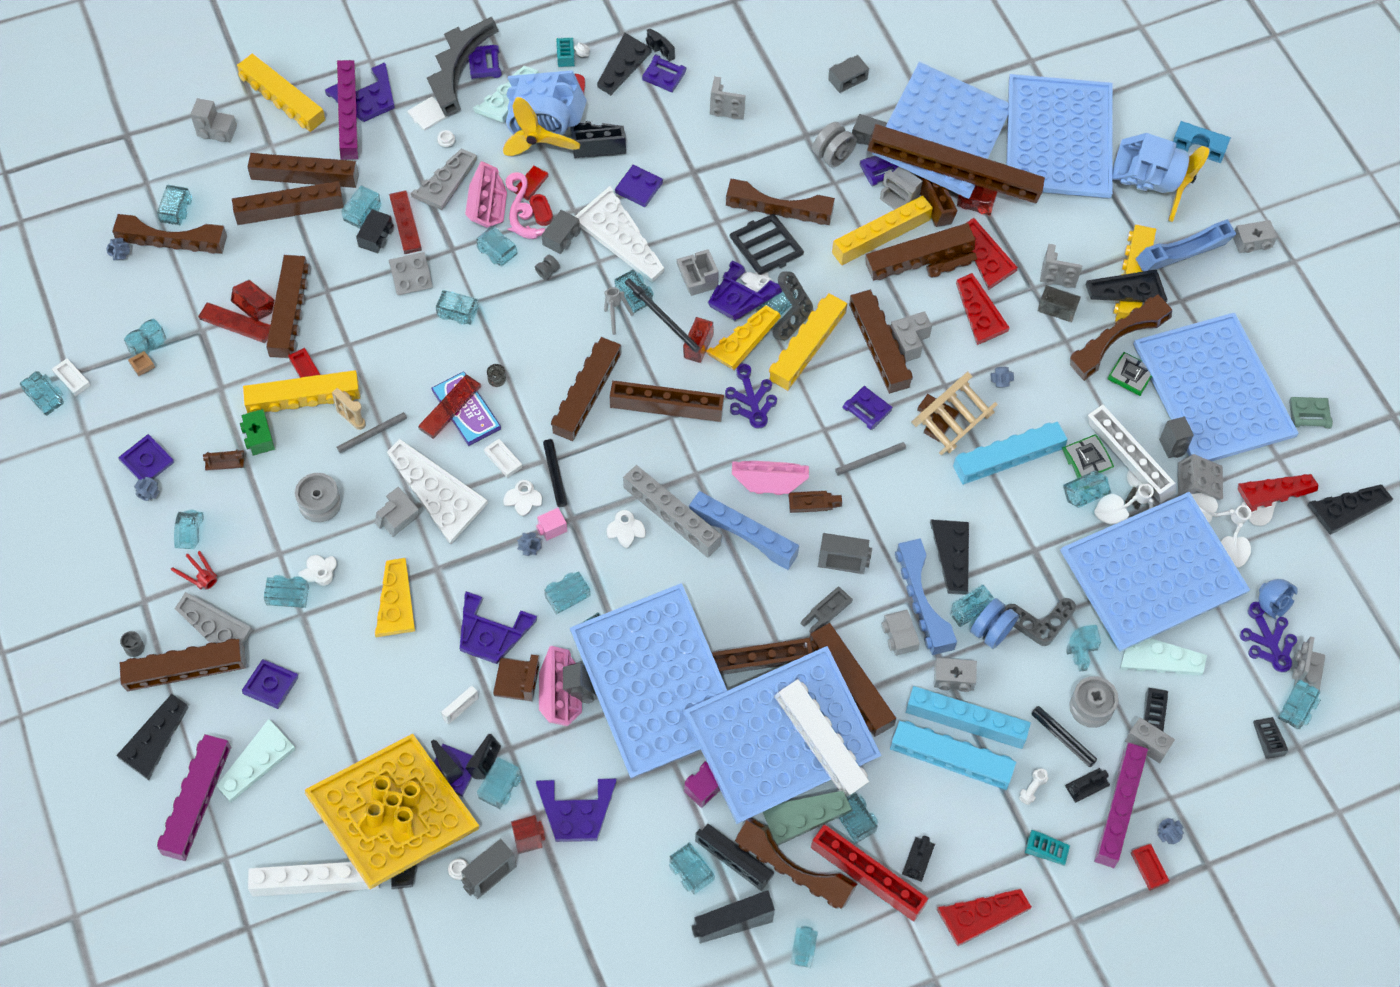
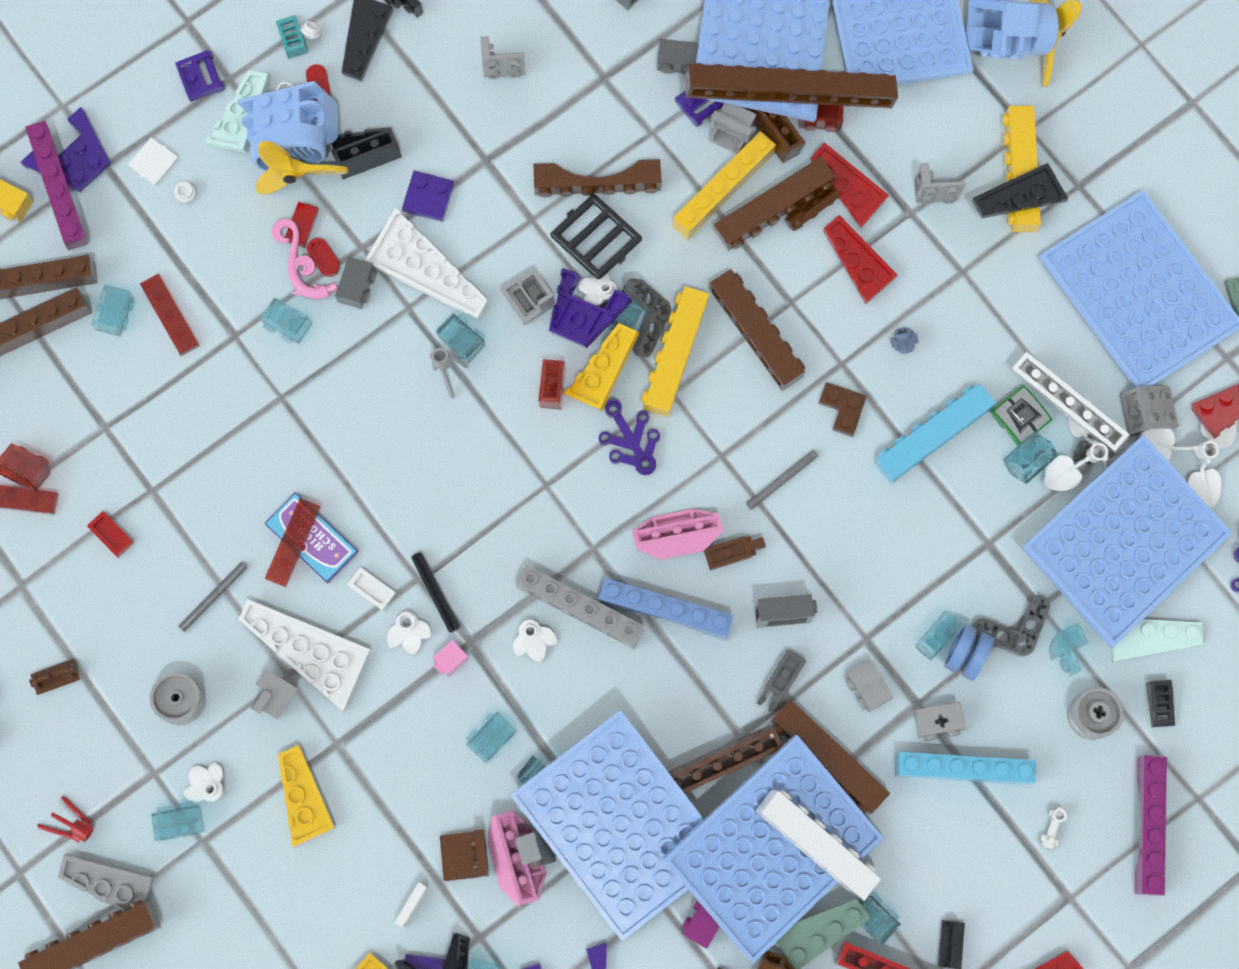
camera: 15 degrees left, 15 degrees up
(128, 642) = (19, 932): dark grey wheel -> none
(187, 529) = (40, 776): clear light blue brick -> none
(257, 432) = (92, 638): green brick -> none
(270, 684) = (193, 936): dark purple plate -> none
(287, 306) = (66, 463): reddish brown brick -> none
(299, 392) = (117, 569): yellow brick -> none
(348, 409) = (177, 578): tan plate -> none
(375, 231) = (138, 338): black brick -> none
(410, 273) = (196, 381): light grey bracket -> none
(446, 180) = (199, 253): light grey wing -> none
(452, 60) = (161, 89): dark grey arch -> none
(457, 307) = (263, 413): clear light blue brick -> none
(486, 196) = (255, 262): bright pink wedge -> none
(488, 638) = (415, 815): dark purple wing -> none
(498, 371) = (331, 484): clear smoke wheel -> none
(529, 543) = (432, 690): sand blue gear -> none
(546, 267) = (352, 333): dark grey wheel -> none
(586, 389) = (442, 478): reddish brown brick -> none
(639, 293) = (470, 345): black bar -> none
(661, 77) = (415, 43): dark purple plate -> none
(666, 401) = (537, 472): reddish brown brick -> none
(834, 144) = (641, 88): light grey wheel -> none
(869, 403) = (766, 411): dark purple plate -> none
(909, 332) = (785, 313): light grey brick -> none
(938, 407) = (843, 401): tan fence -> none
(938, 632) = (909, 675): medium blue arch -> none
(953, 553) = (899, 564): black wing -> none
(953, 755) = (960, 816): medium azure brick -> none
(1042, 838) = (1065, 894): teal slope -> none
(1058, 303) = (945, 229): clear smoke brick -> none
(1064, 736) = (1071, 759): black axle -> none
(1088, 785) = (1109, 809): black hinge -> none
(1130, 374) = (1044, 297): slope -> none
(1150, 315) = (1054, 224): reddish brown arch -> none
(1150, 737) = (1164, 742): light grey brick -> none
(1150, 867) = (1195, 885): red tile -> none
(1166, 254) = (1073, 122): medium blue arch -> none
(1170, 831) = (1209, 841): sand blue gear -> none
(1176, 437) = (1115, 369): dark grey brick -> none
(1254, 236) = (1144, 84): light grey brick -> none

